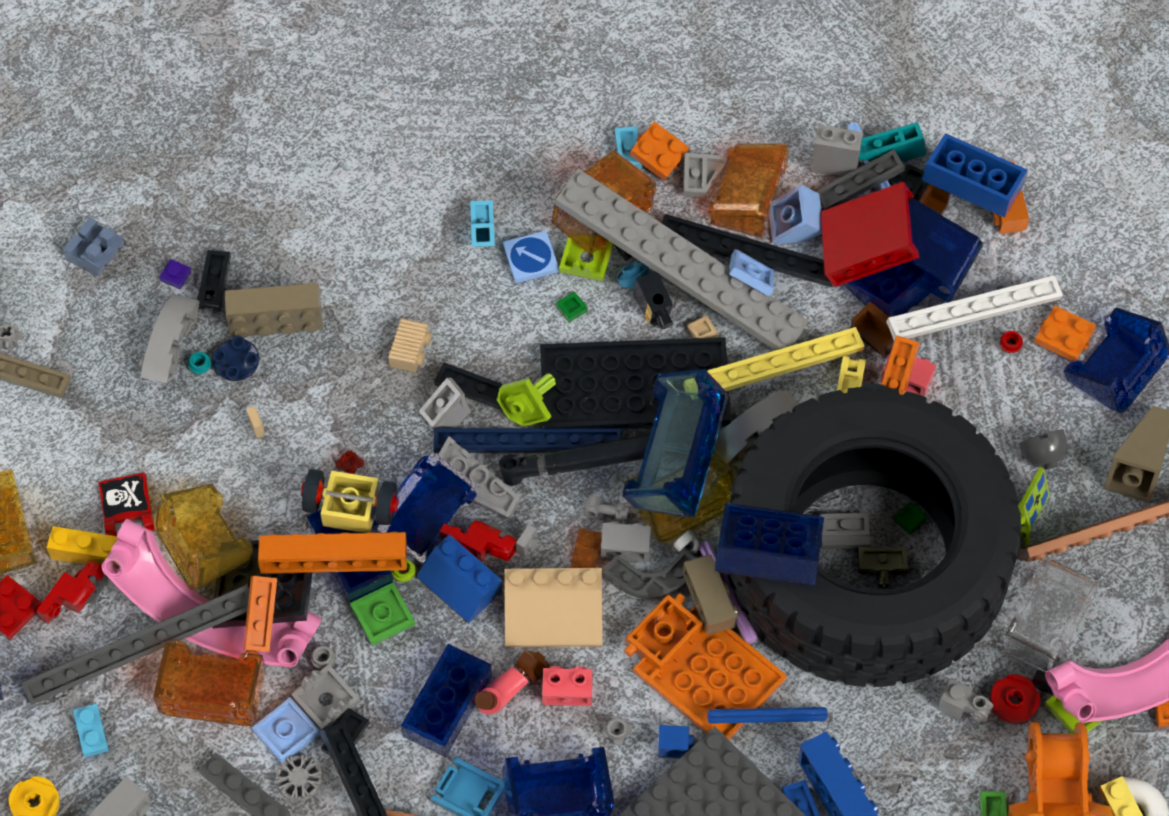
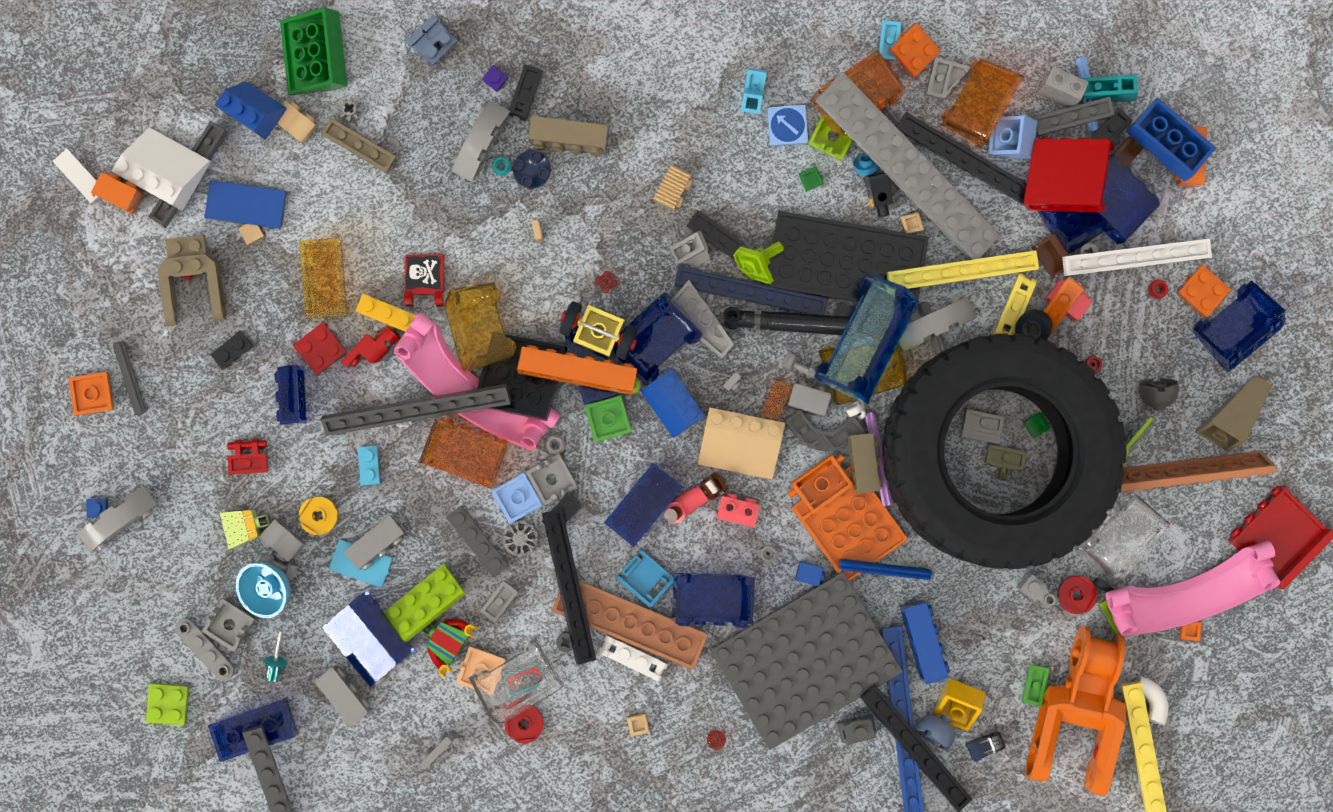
camera: 10 degrees right, 25 degrees up
(260, 614) = (511, 412): orange plate -> none
(483, 539) = (698, 372): red plate -> none
(752, 272) = (964, 185): light blue tile -> none
(769, 544) = (920, 464): clear blue slope -> none

